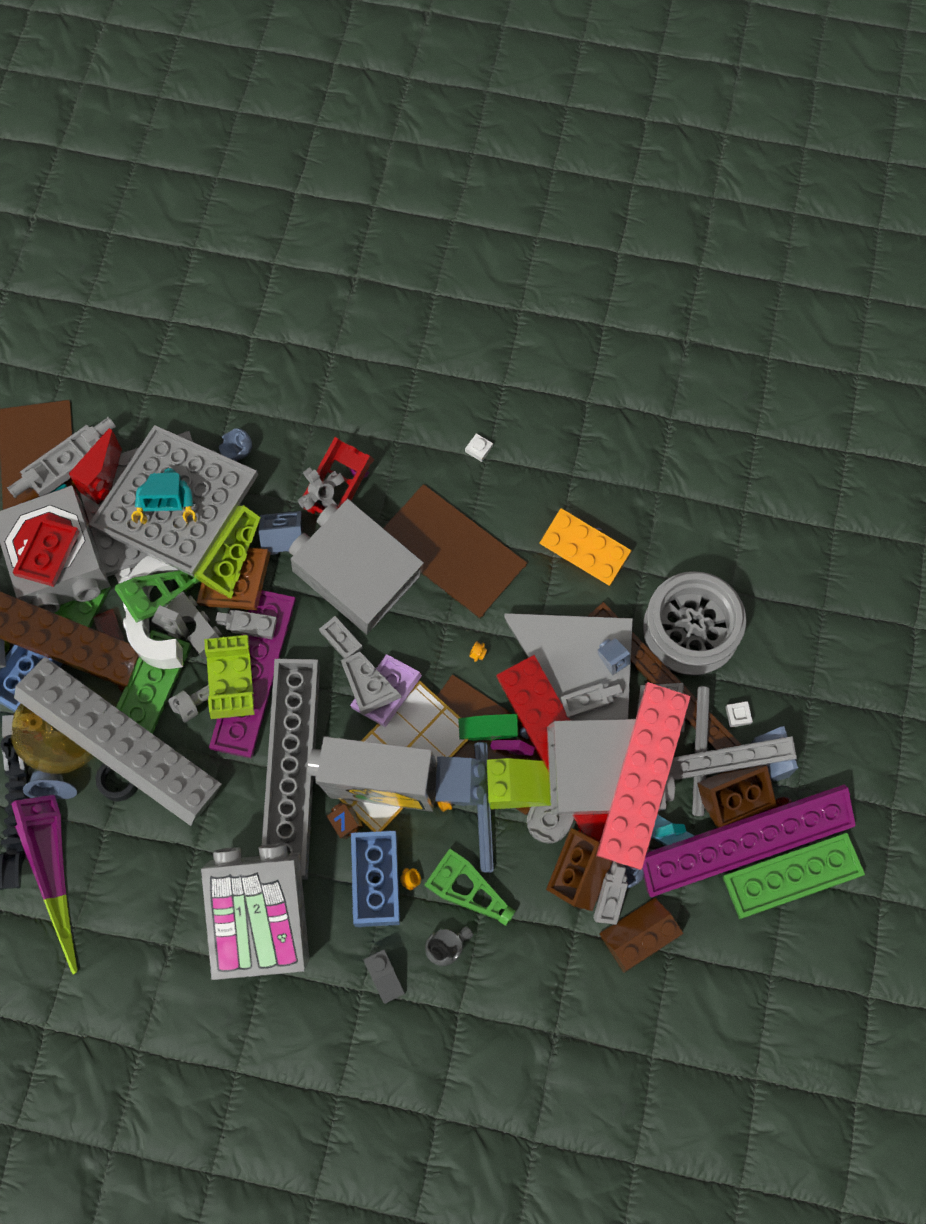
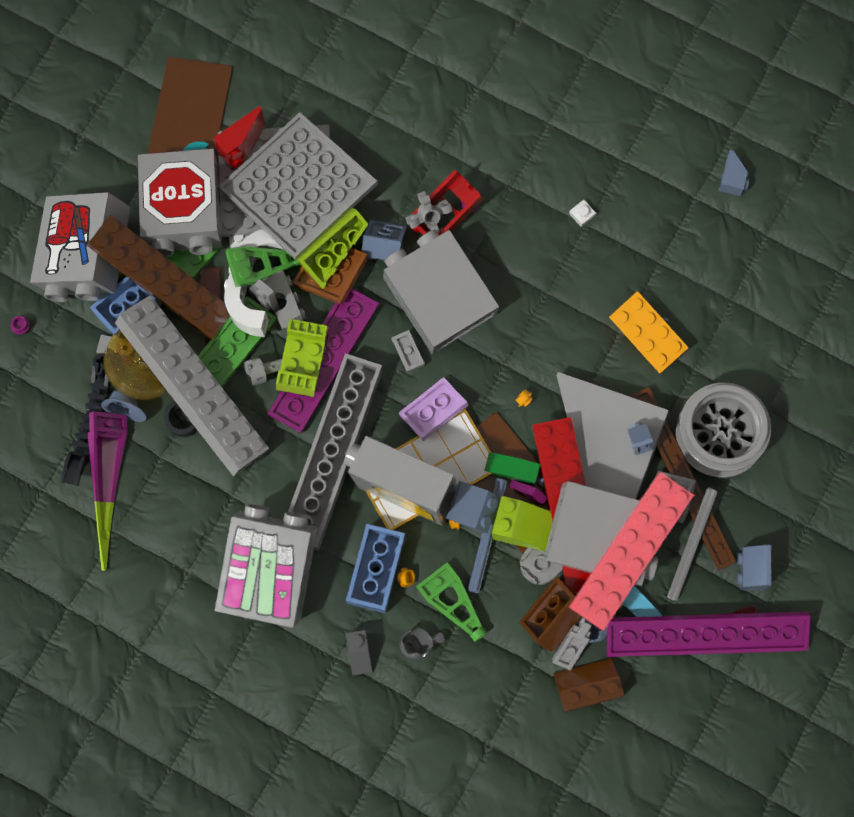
camera: 20 degrees right, 5 degrees up
(46, 552) = (175, 203): red plate -> none
(54, 466) = (209, 122): light grey plate -> none
(163, 493) = (291, 179): teal torso -> none
(236, 444) = (366, 150): sand blue hair -> none
(248, 623) = (331, 315): light grey hinge -> none
(345, 820) = (364, 511): reddish brown brick -> none
(367, 684) = (419, 400): light grey wing -> none
(455, 551) = (531, 301): reddish brown piece -> none
(590, 699) = (608, 470): light grey hinge -> none
(620, 368) = (734, 176): none -> sand blue slope
(670, 829) = (648, 605): teal tile -> none
(733, 758) = (716, 559): light grey tile -> none
(737, 794) = (711, 590): reddish brown slope -> none
(738, 714) = (737, 522): white plate -> none
(793, 876) = (738, 676): bright green plate -> none

